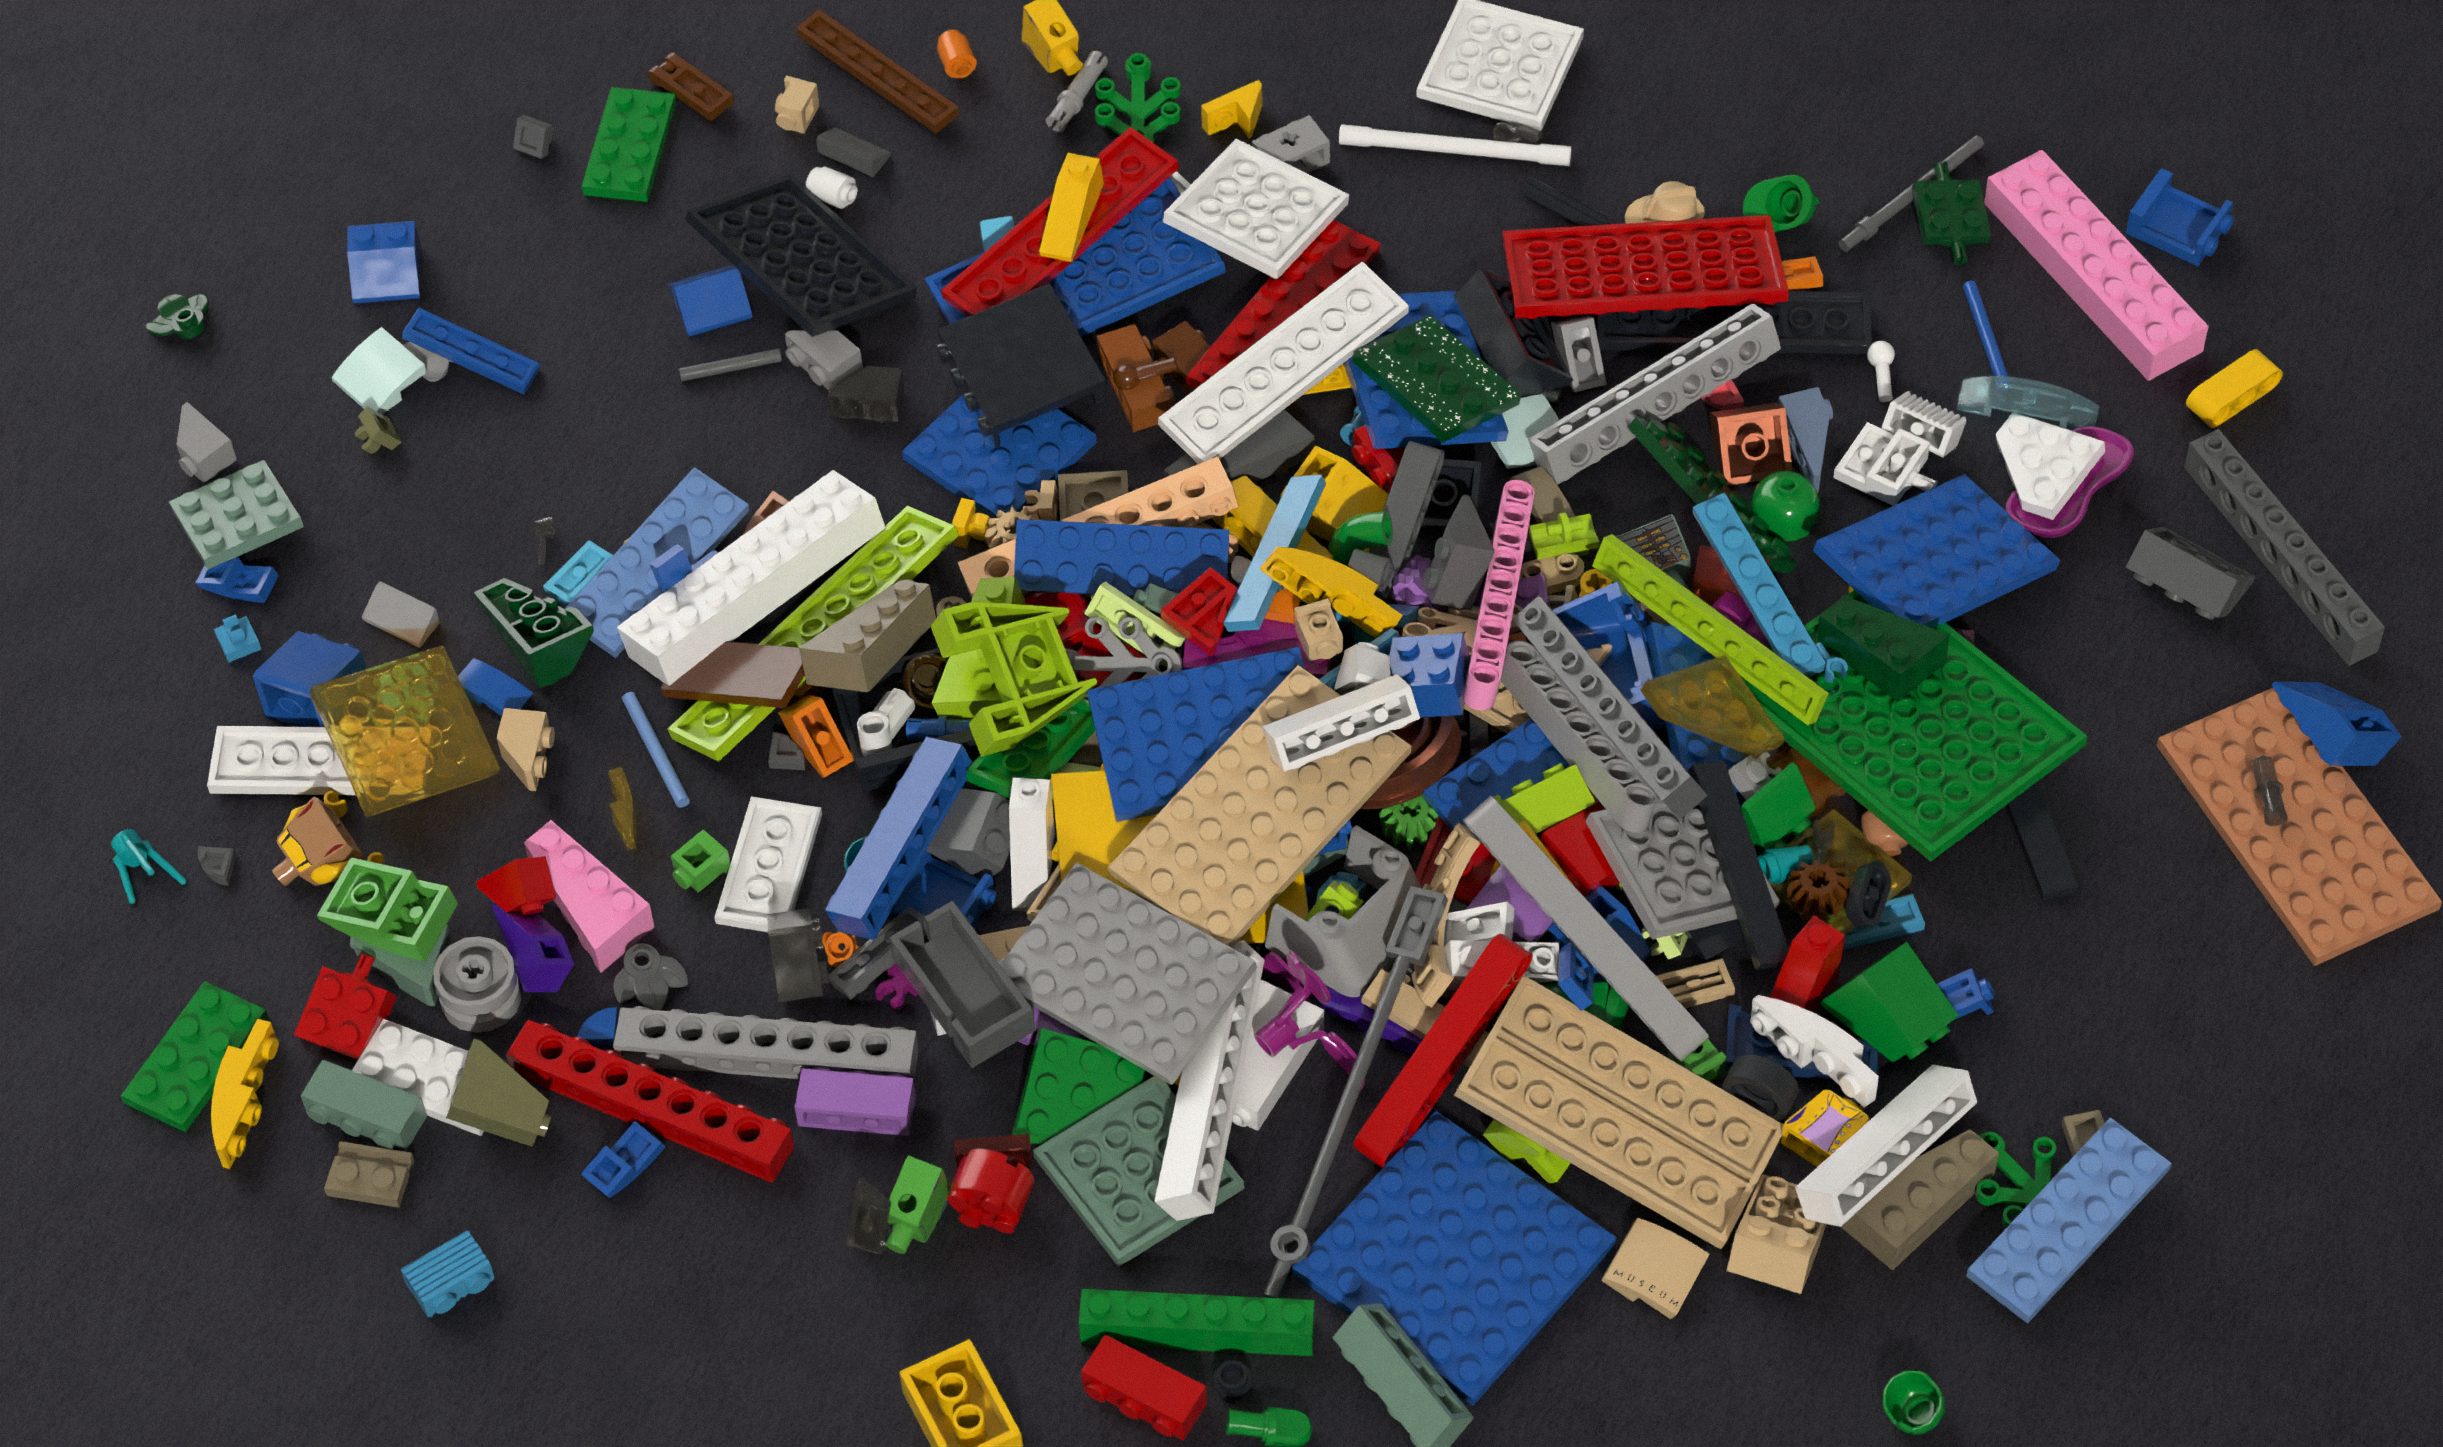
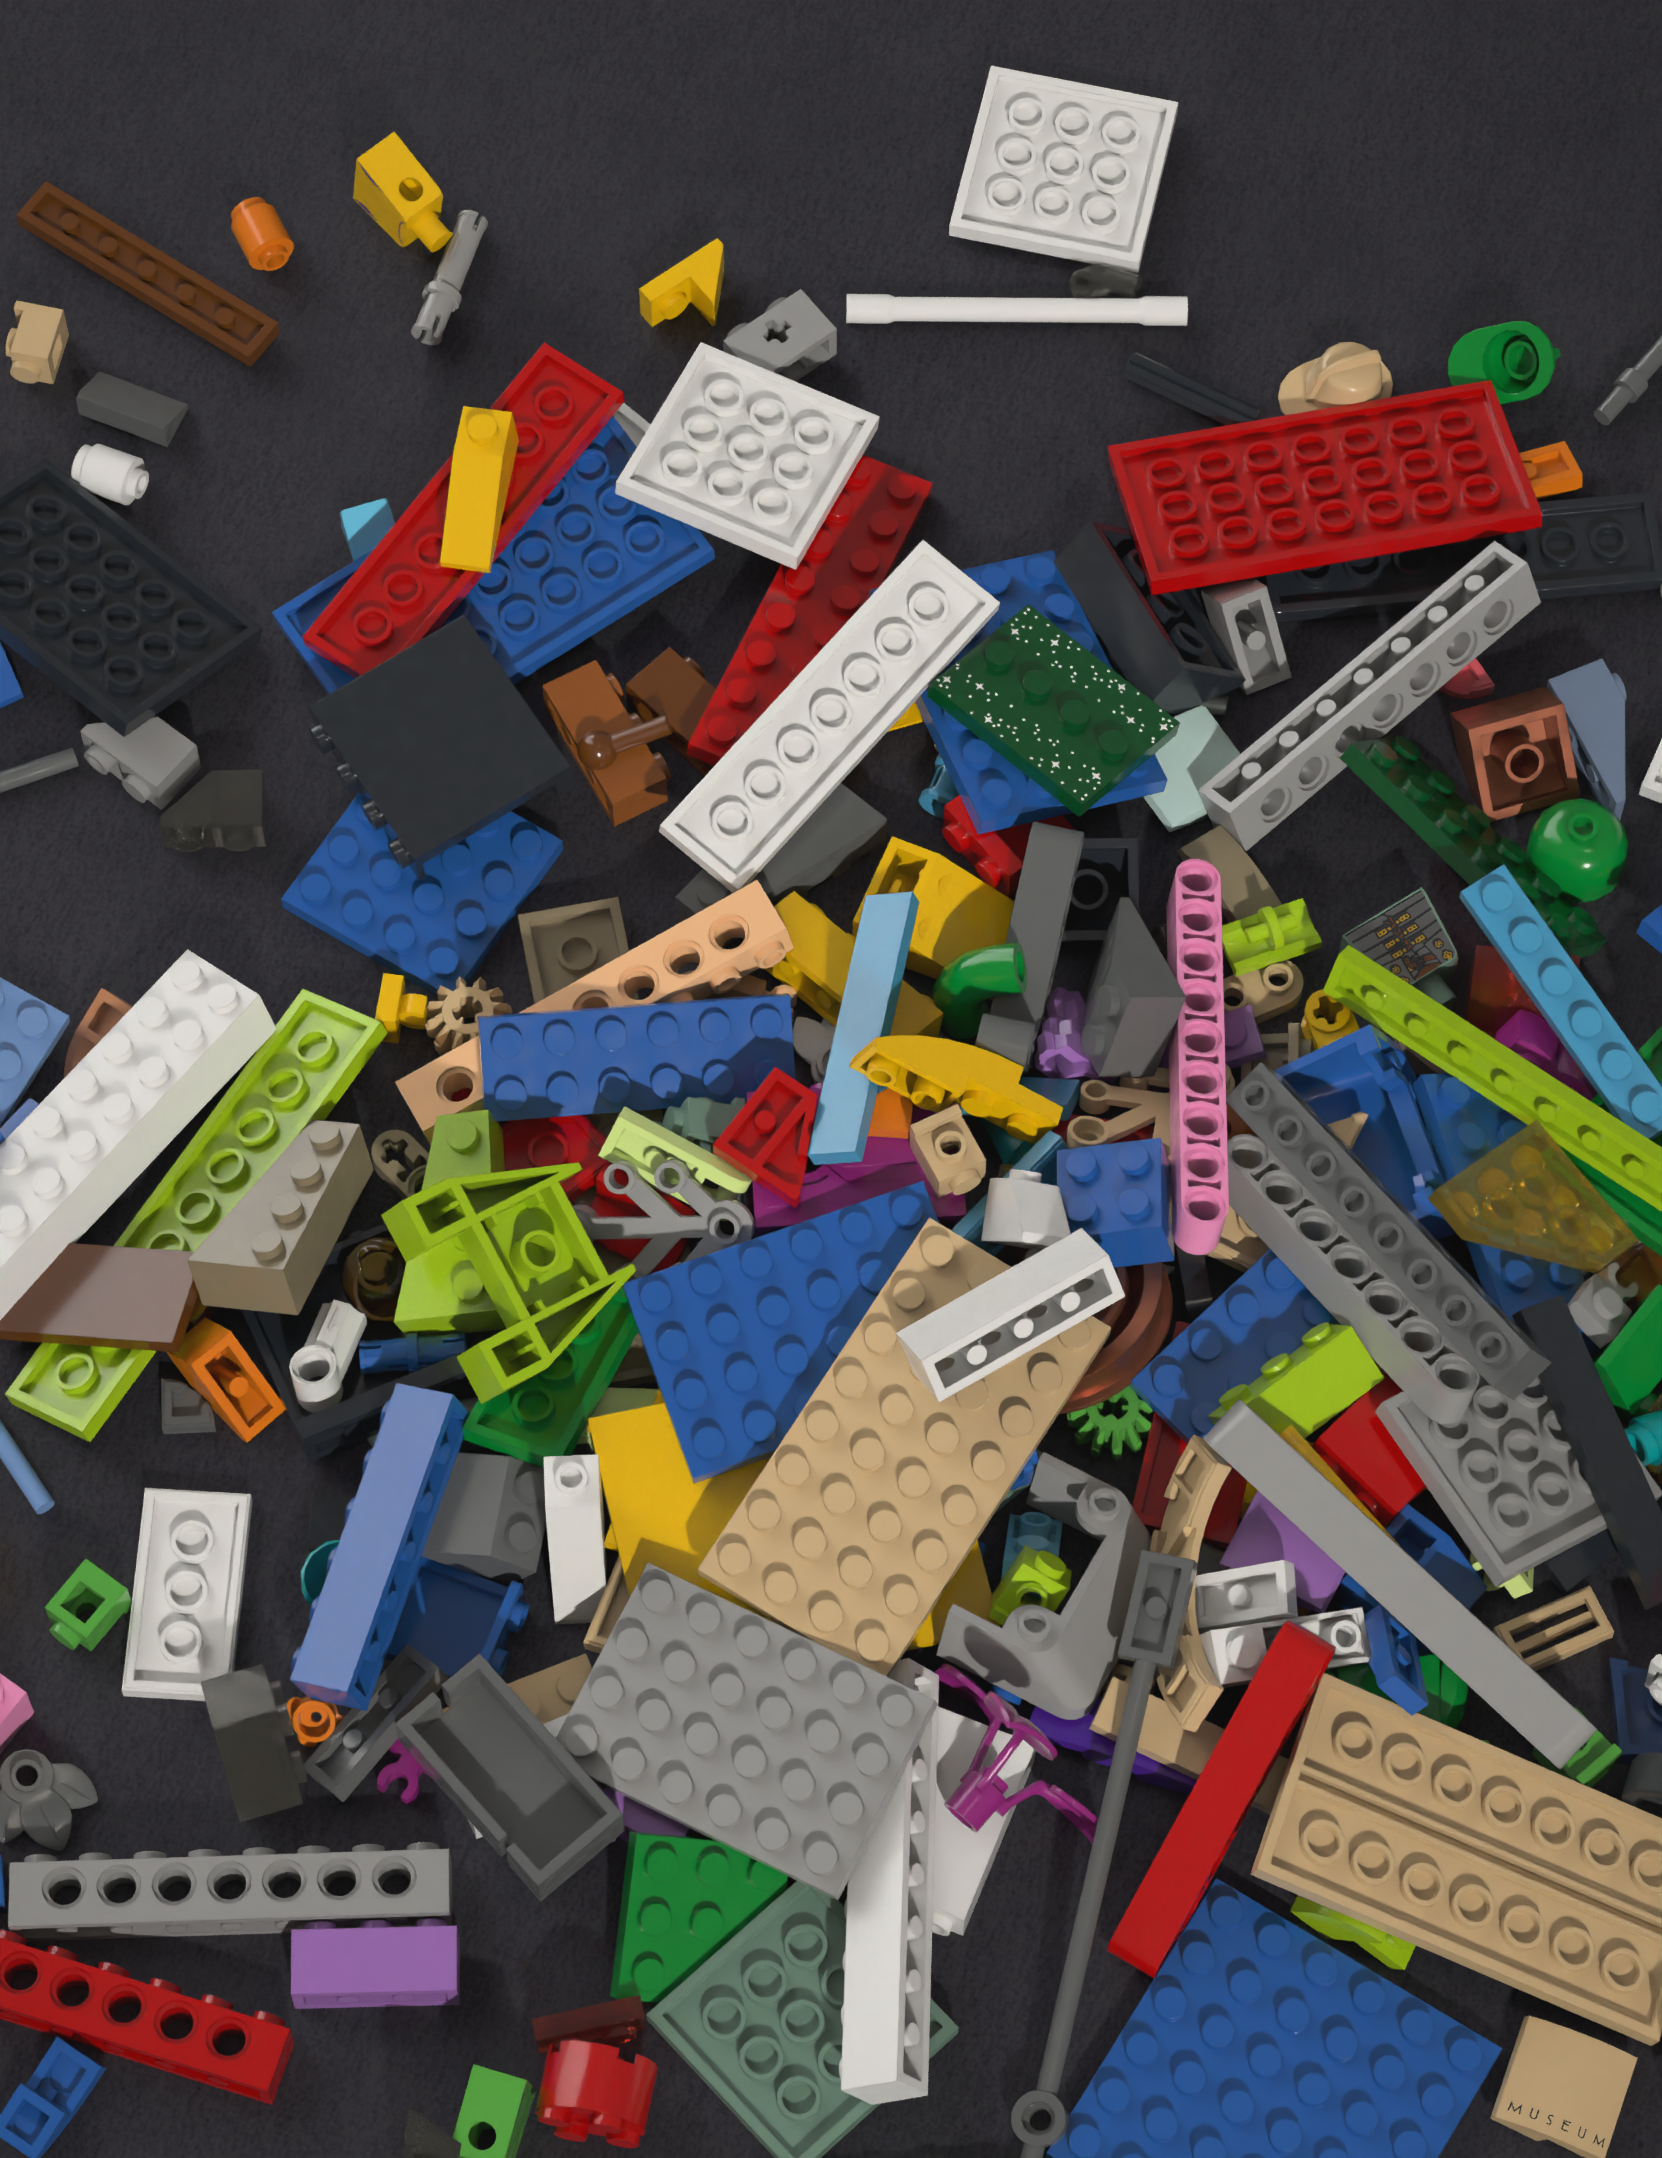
camera: 10 degrees left, 10 degrees up
(1045, 501) = (507, 962): tan tile -> none
(1138, 71) = (543, 297): green plant -> none

